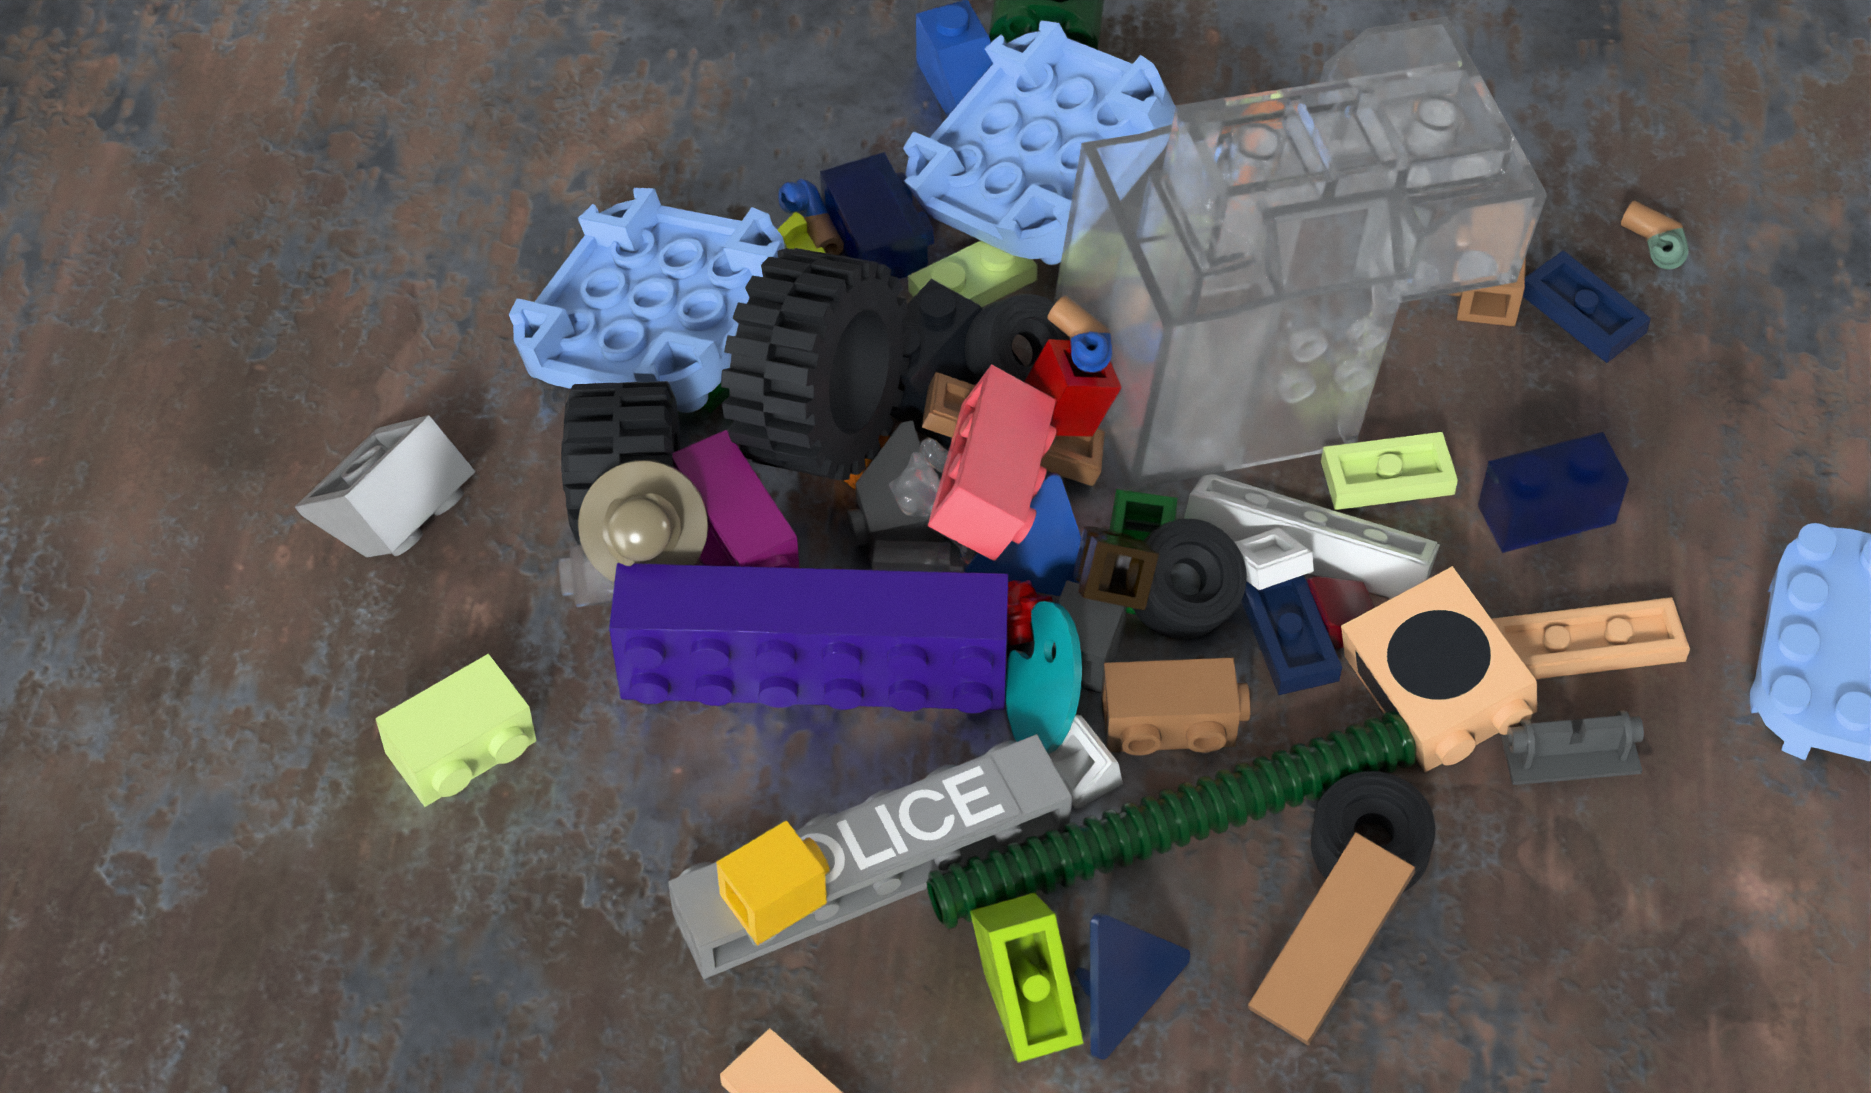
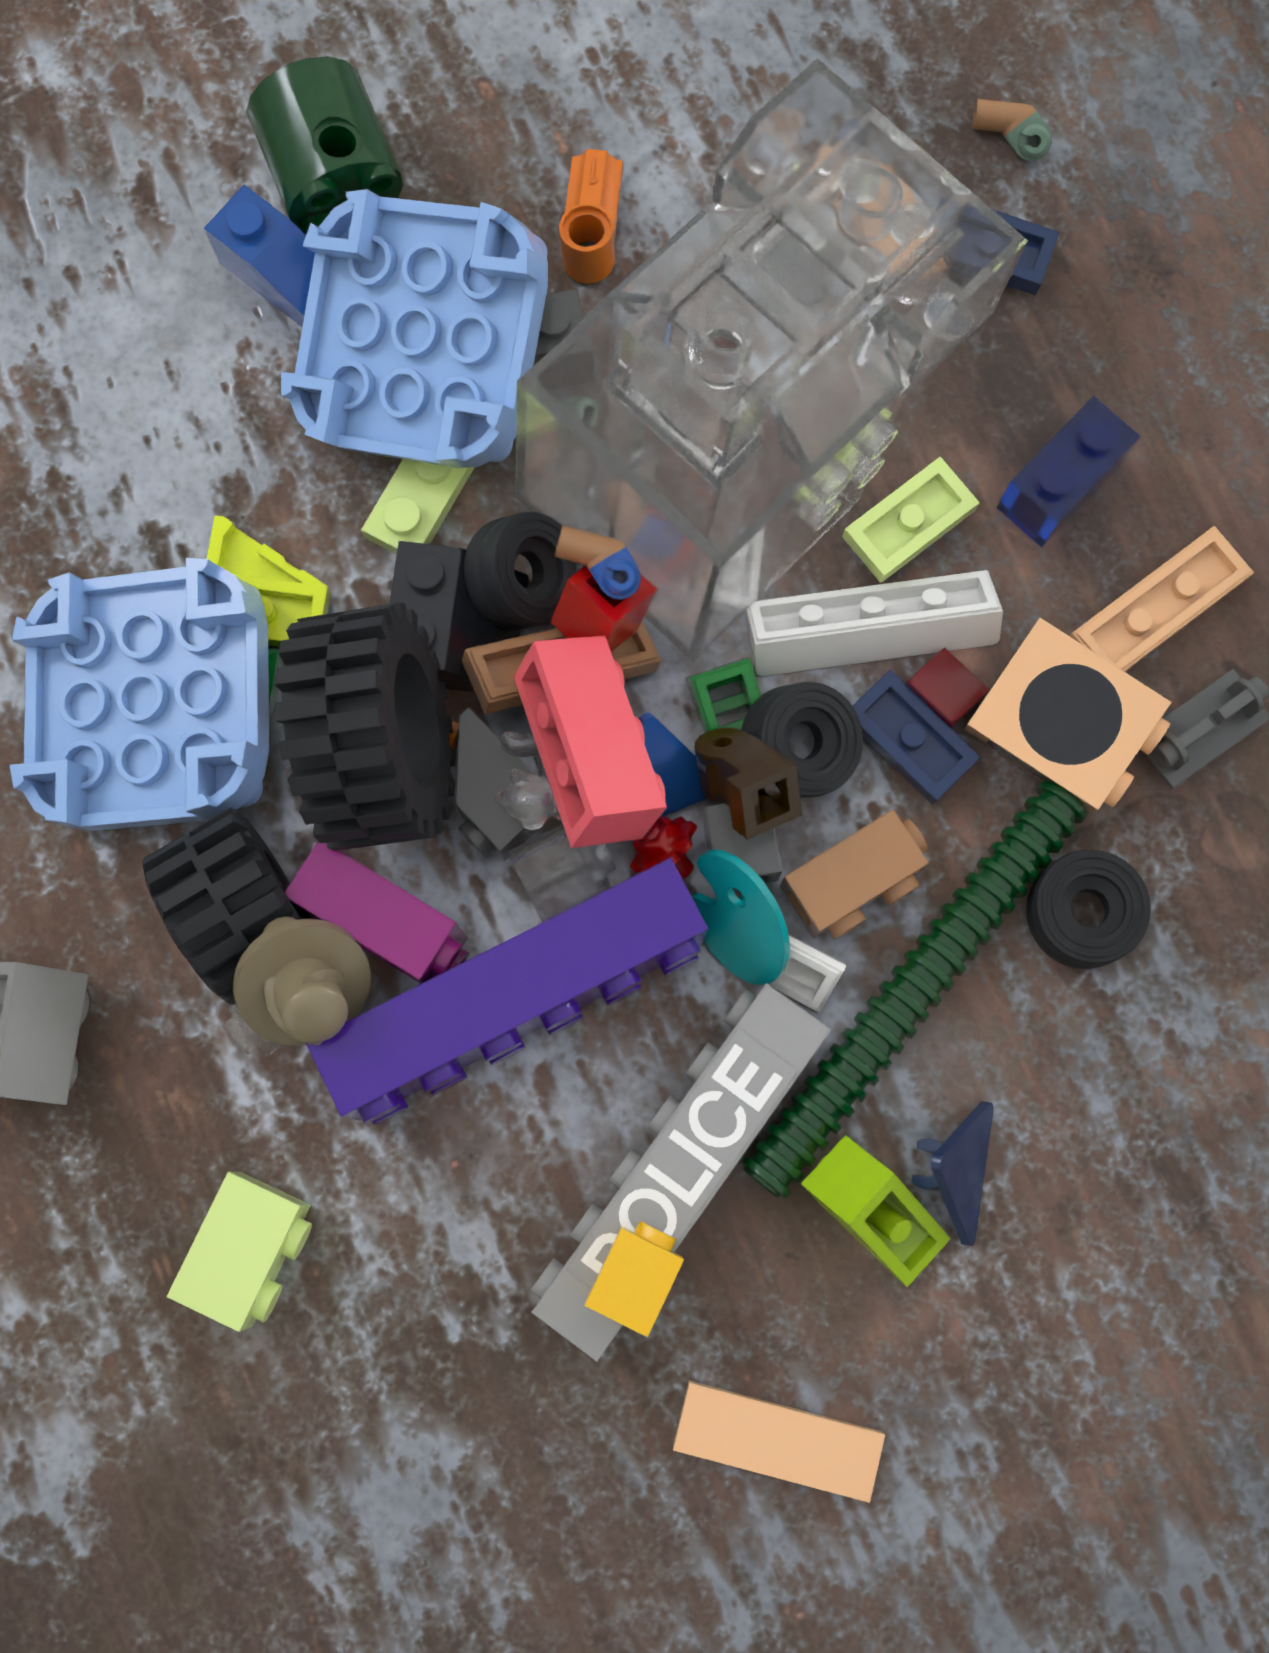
camera: 30 degrees left, 25 degrees up
(806, 200) = (216, 497): arm -> none
(877, 215) = (295, 482): clear blue brick -> none
(1274, 558) = (865, 677): white tile -> none
(1331, 938) = (1113, 1037): medium nougat tile -> none

